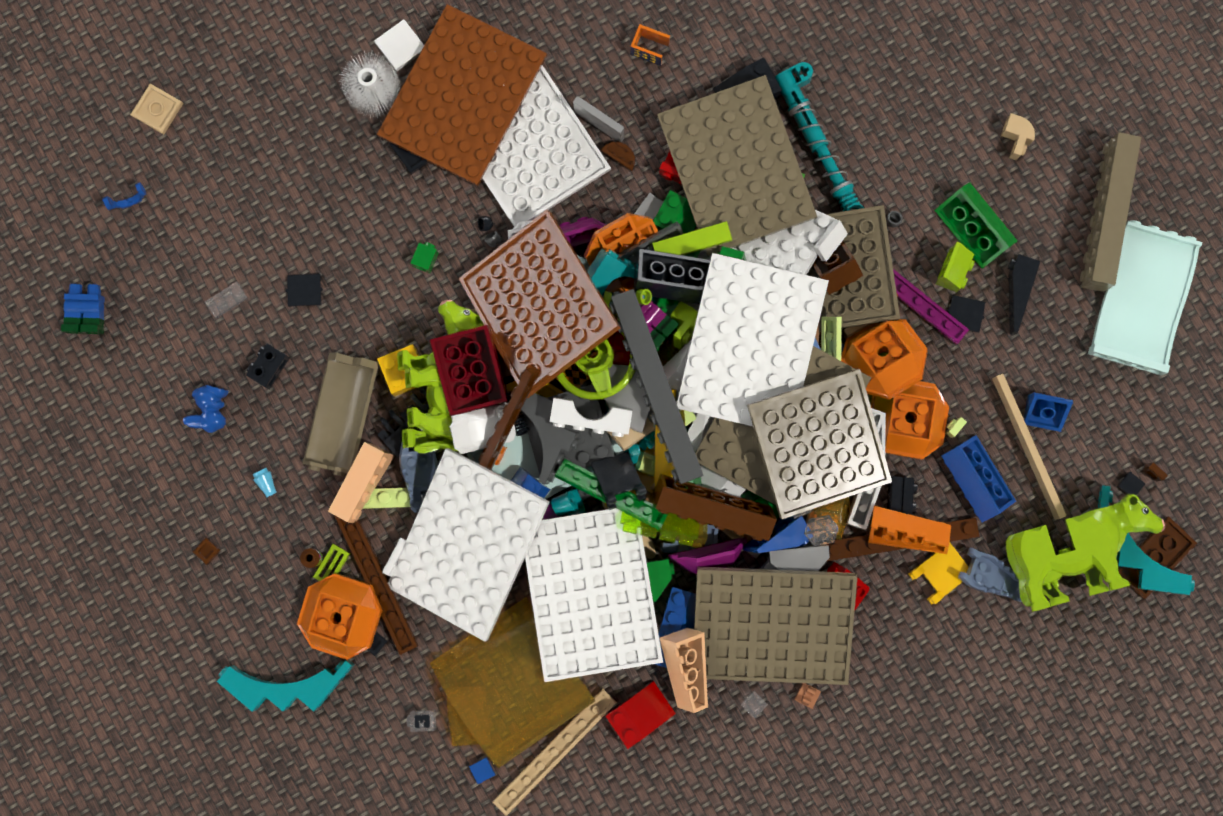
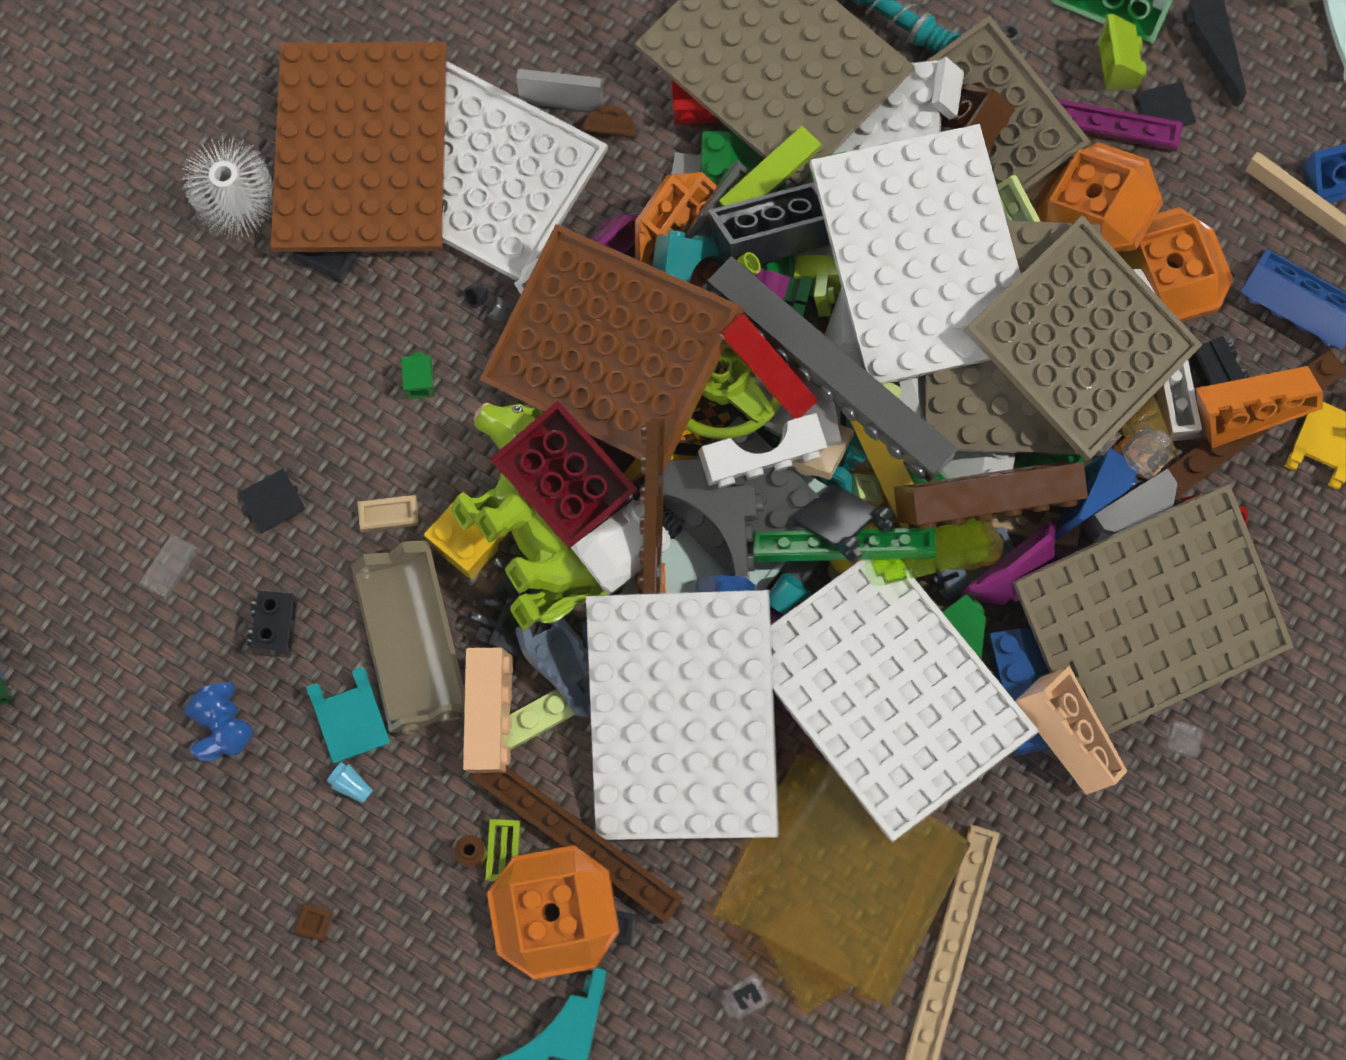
camera: 30 degrees left, 10 degrees down
(284, 444) = (350, 719): none -> teal flag
(366, 332) = (388, 513): none -> tan tile
(389, 567) = (587, 791): white tile -> none
(400, 45) = (243, 121): white tile -> none
(482, 770) = (866, 1025): blue tile -> none
(618, 369) = (768, 366): none -> red tile
(640, 715) = (1040, 833): red slope -> none
(807, 695) = (1248, 690): nougat tile -> none
(955, 426) = (1236, 249): yellowish green plate -> none

